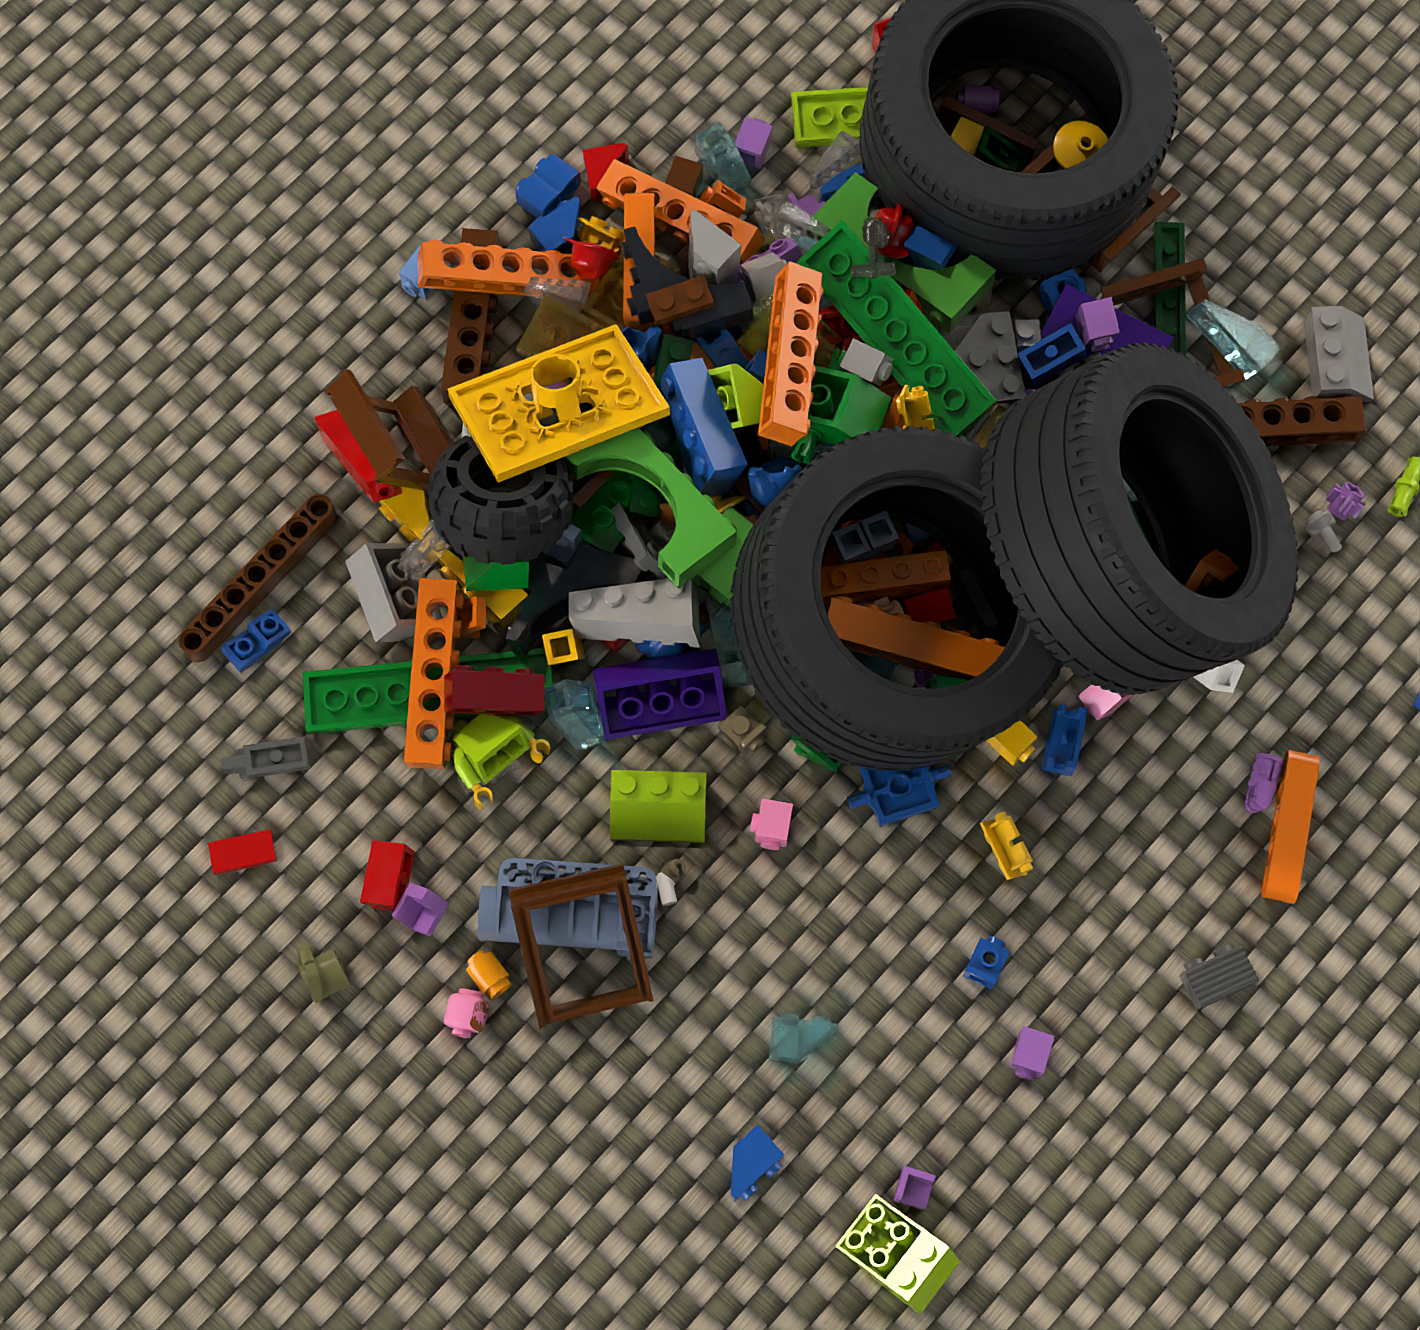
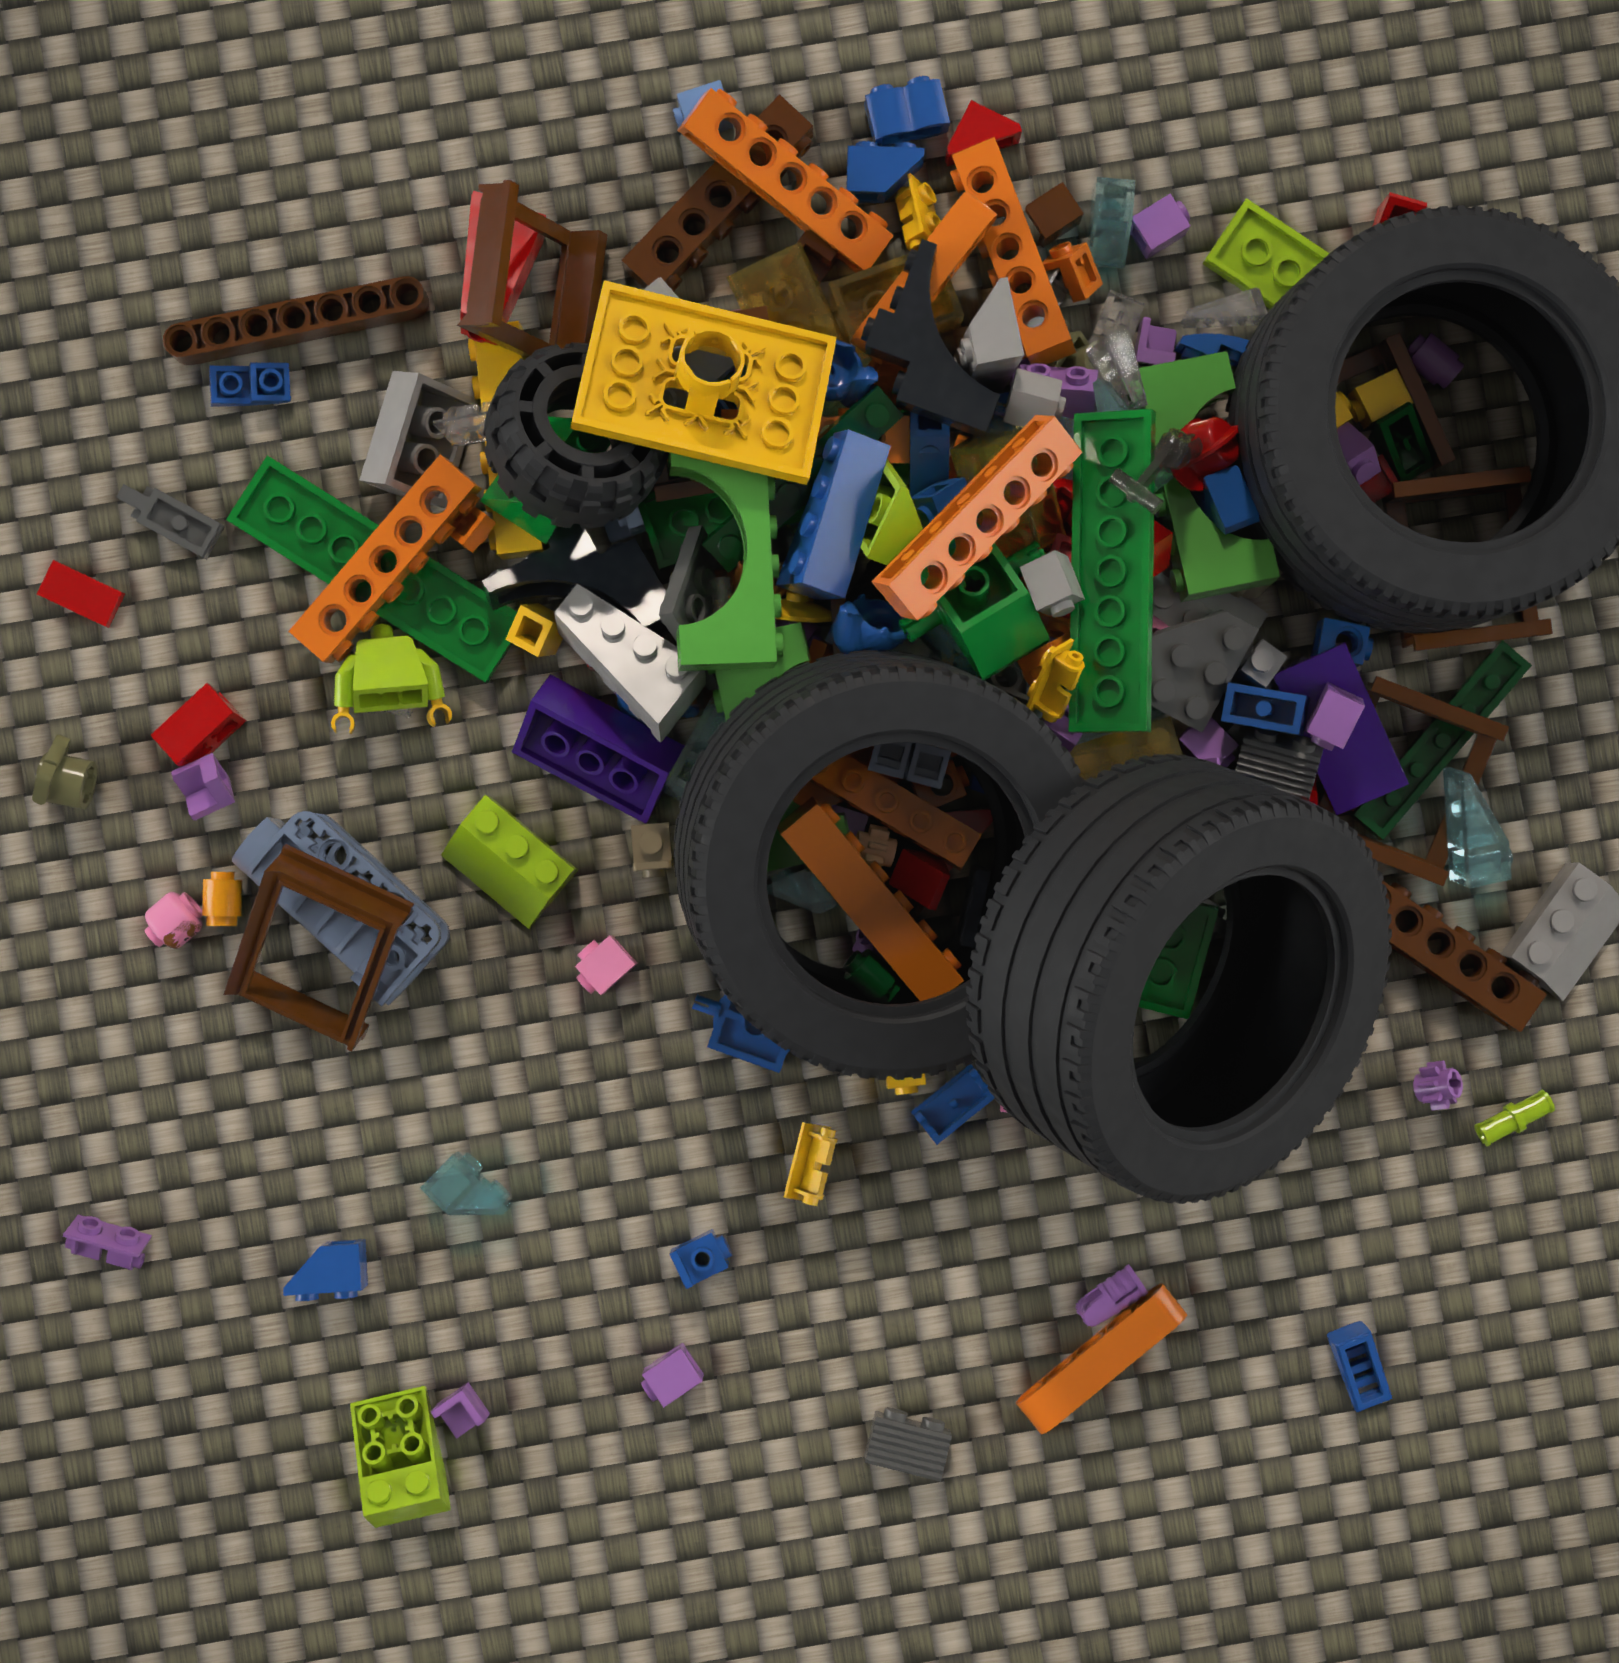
camera: 35 degrees right, 15 degrees up
(493, 691) = (427, 628): dark red brick -> none
(569, 292) = (825, 253): clear slope -> none
(574, 712) = (498, 705): clear light blue slope -> none
(591, 259) = (877, 234): red piece -> none
(596, 1258) = (90, 1235): none -> medium lavender hinge
(667, 879) = (463, 938): arm -> none
(680, 300) = (916, 365): reddish brown plate -> none
(1068, 145) = (1474, 498): yellow dish -> none
(1209, 569) = (1239, 1058): orange bracket -> none
(1320, 524) = (1391, 1088): light grey plate -> none

